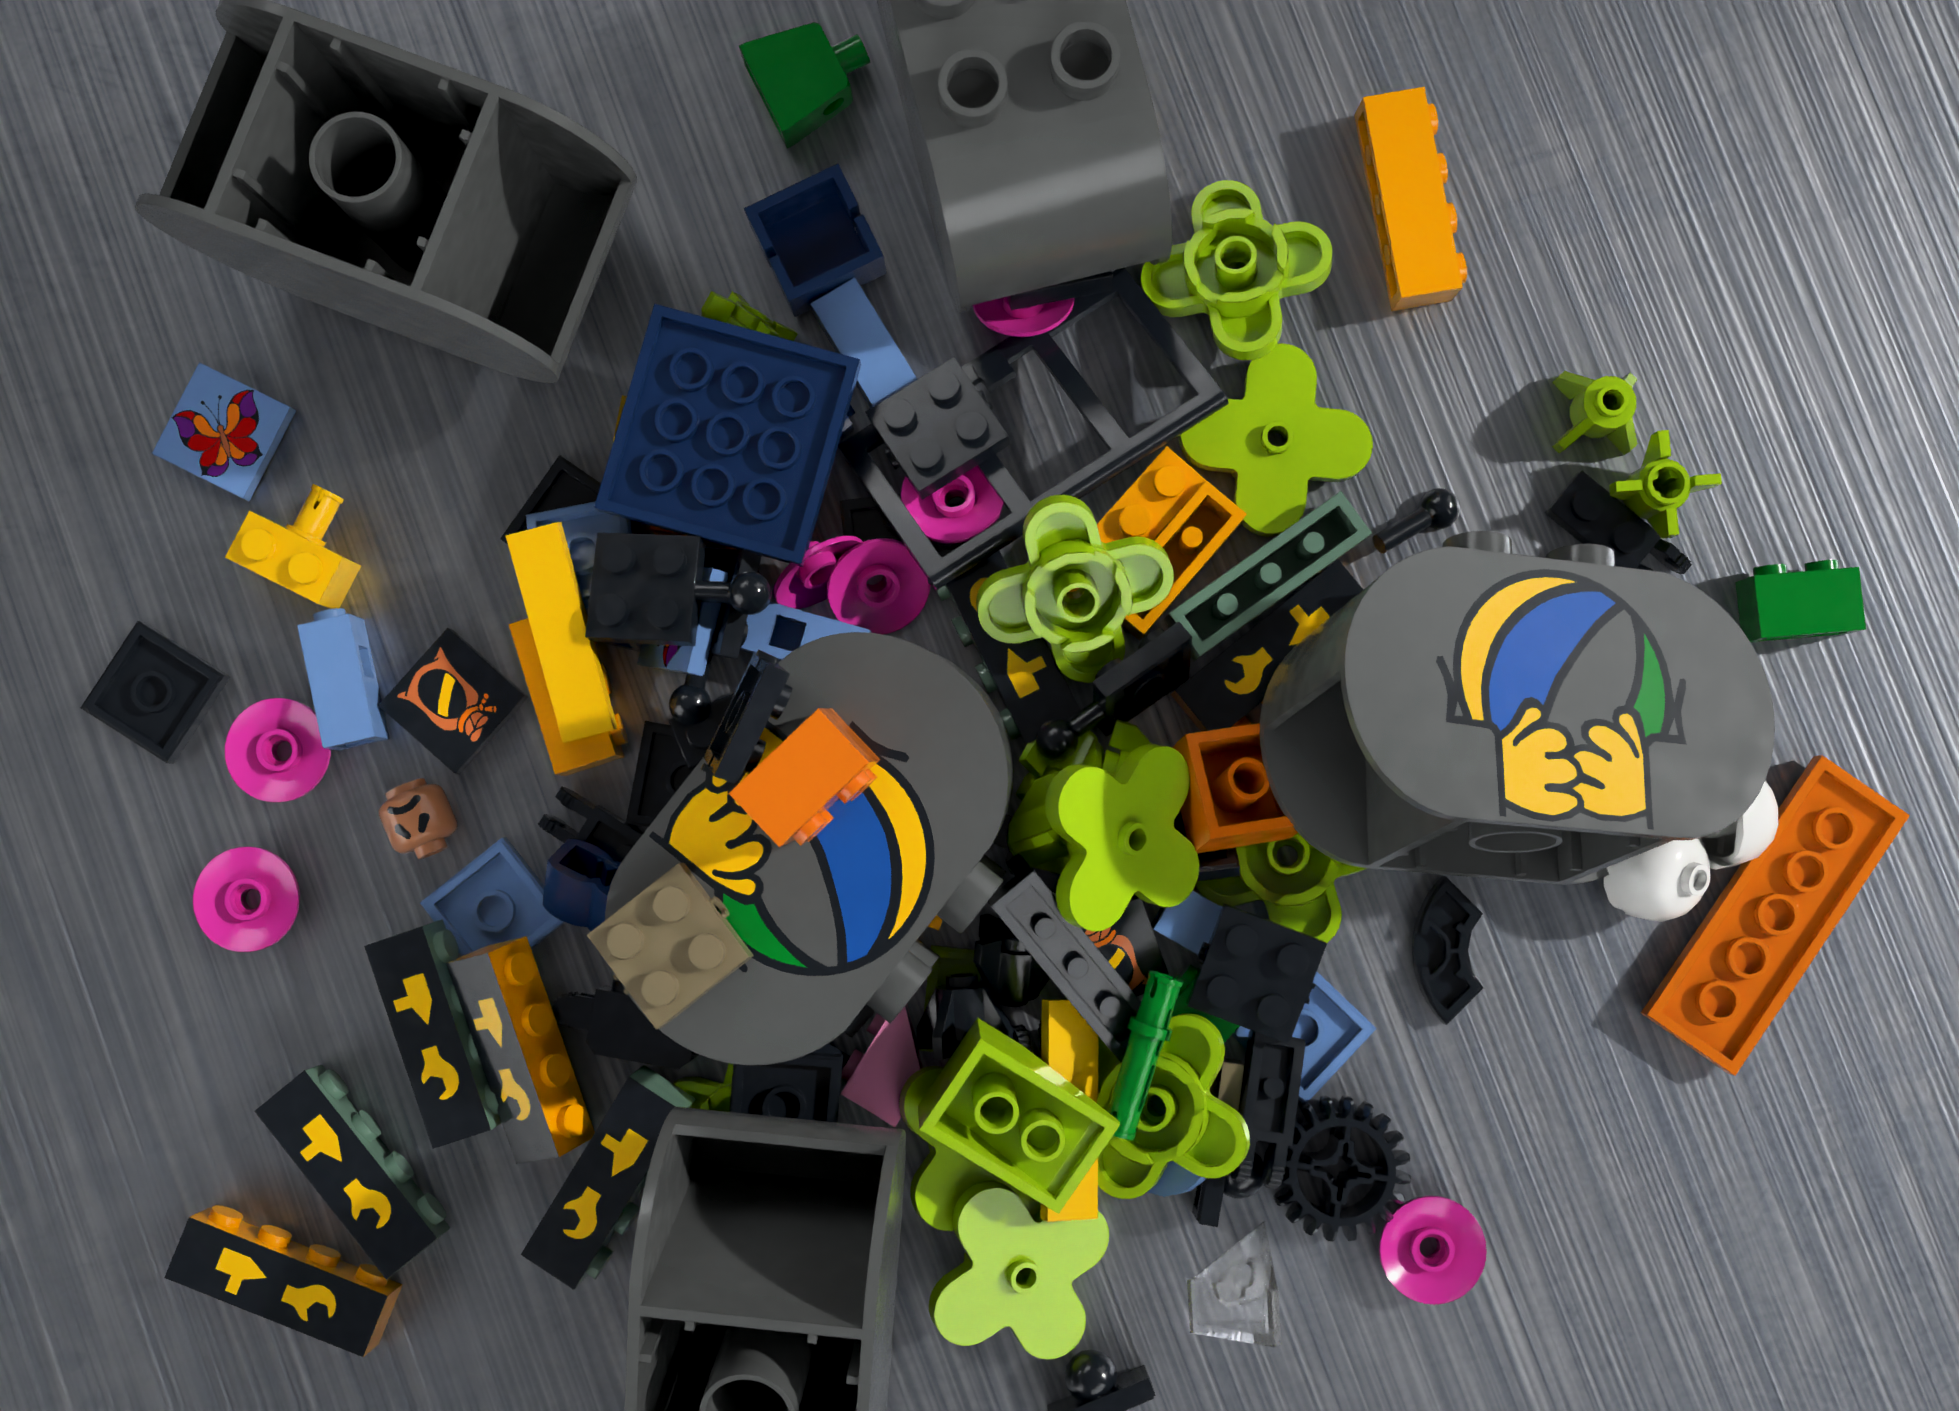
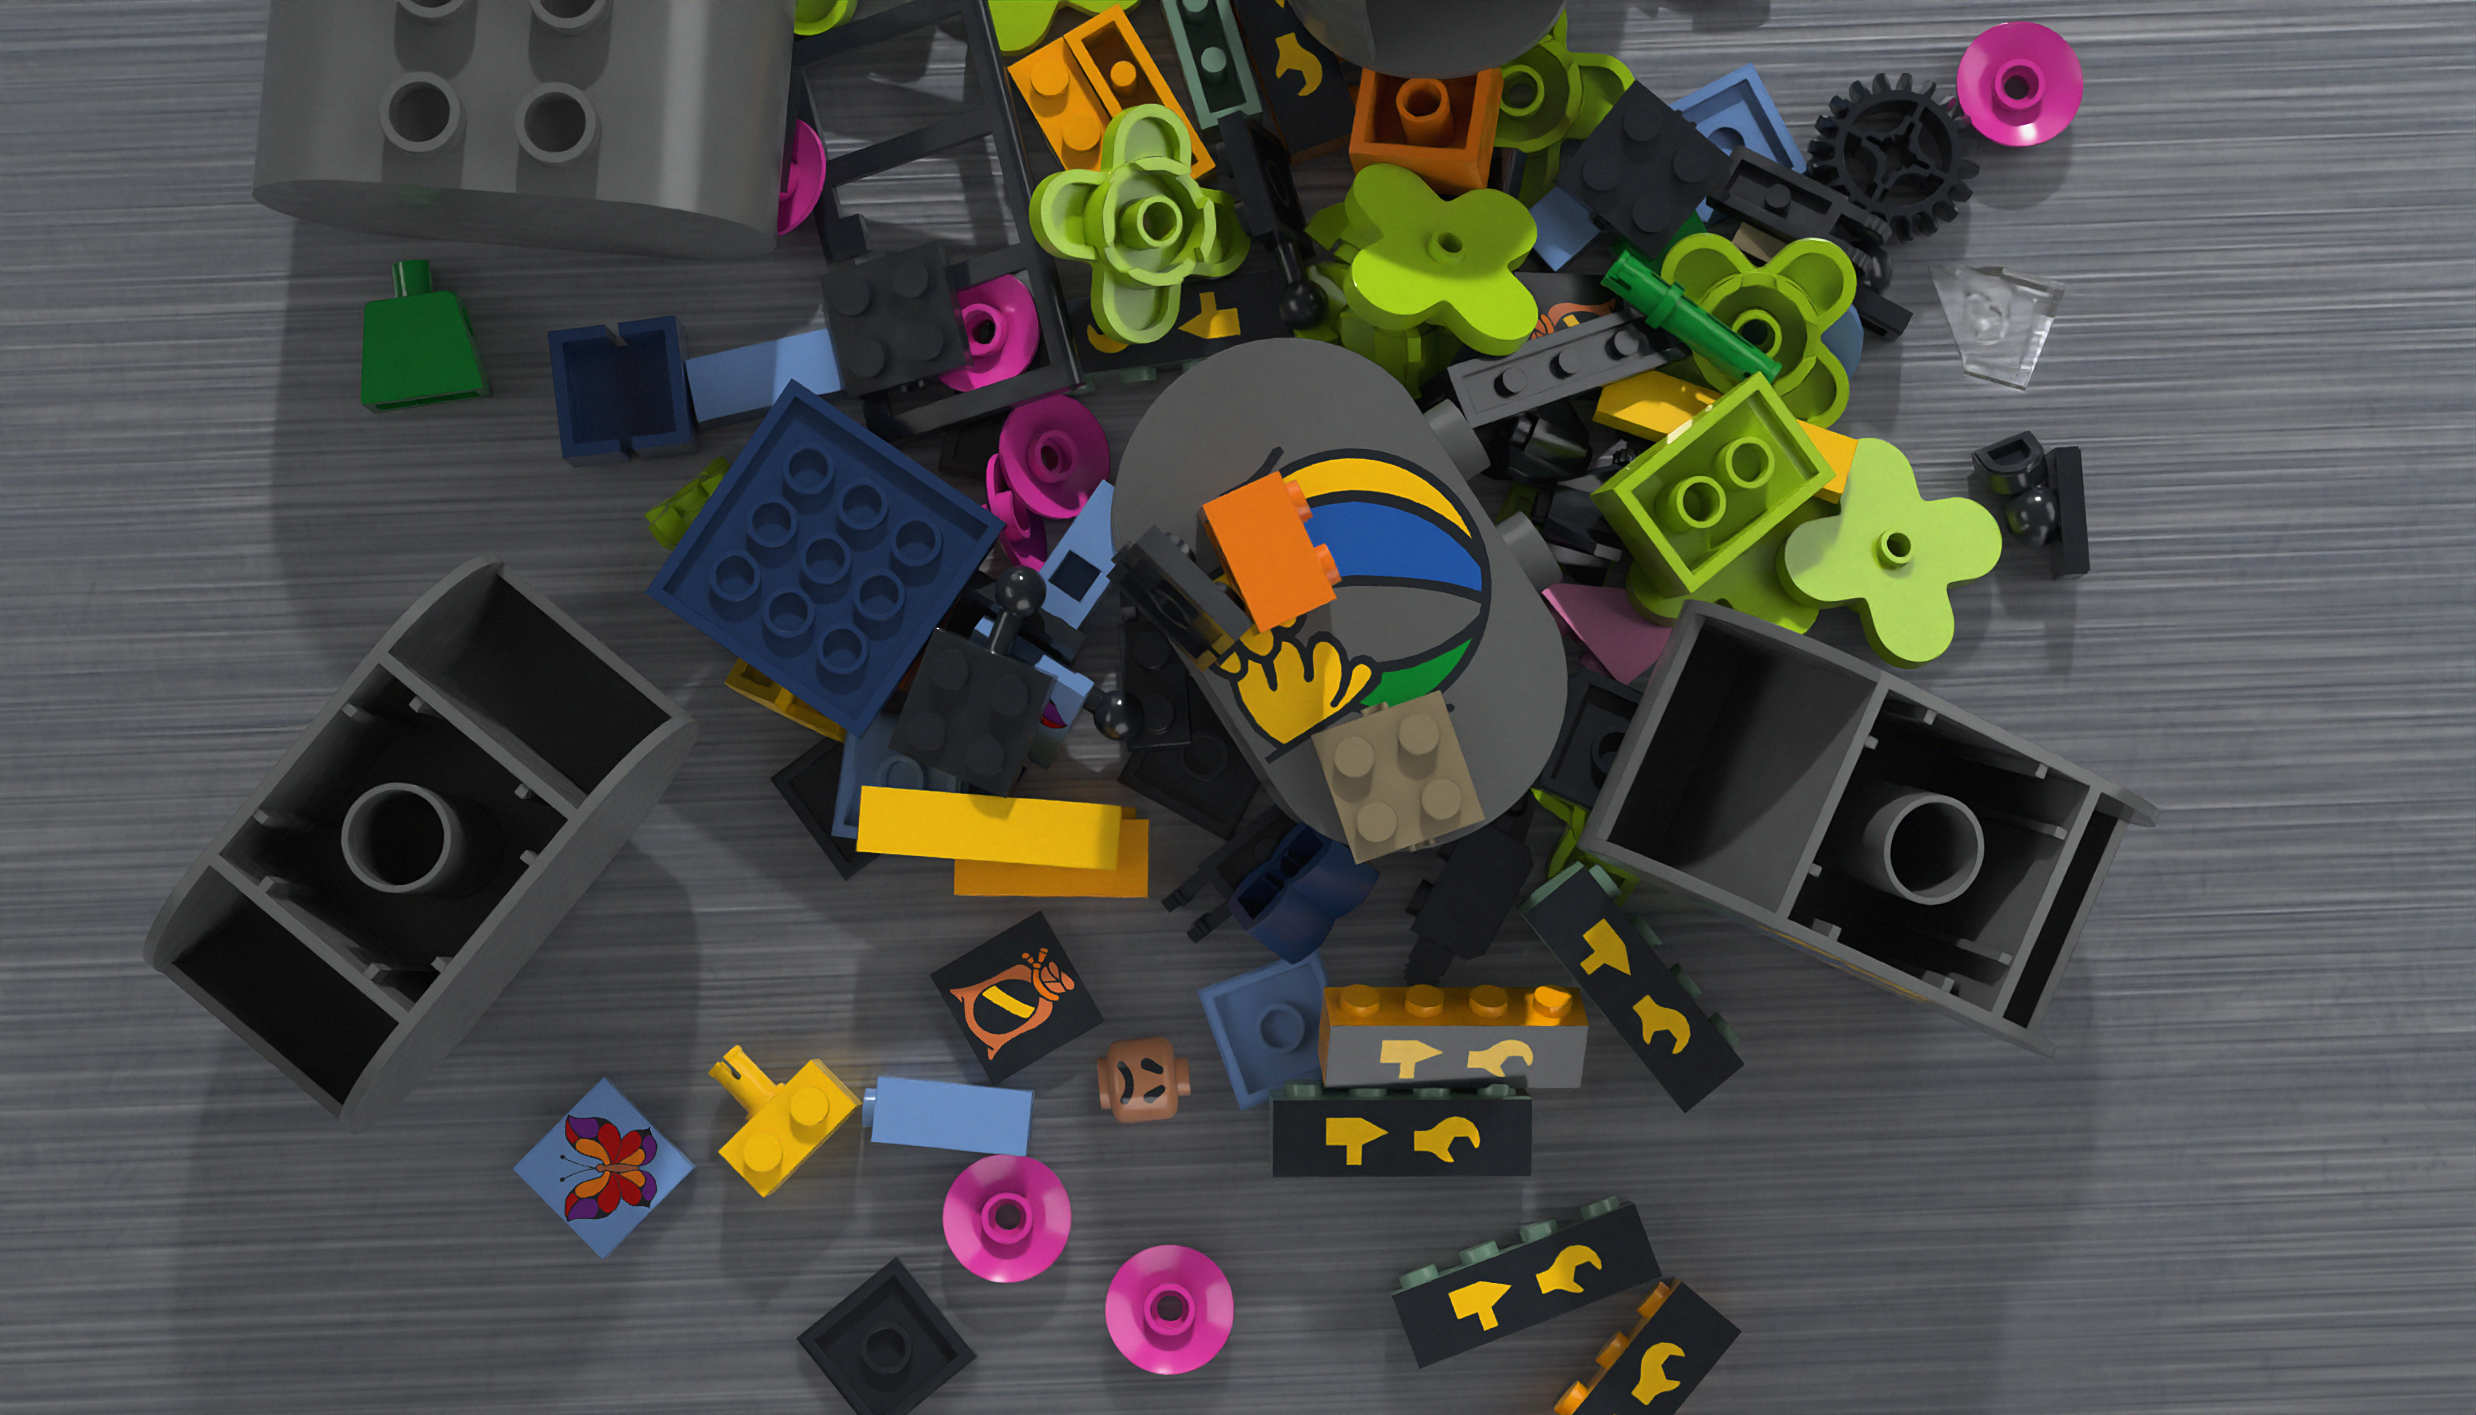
camera: 70 degrees left, 0 degrees up
(1126, 1344) = (2011, 464): none -> black tile

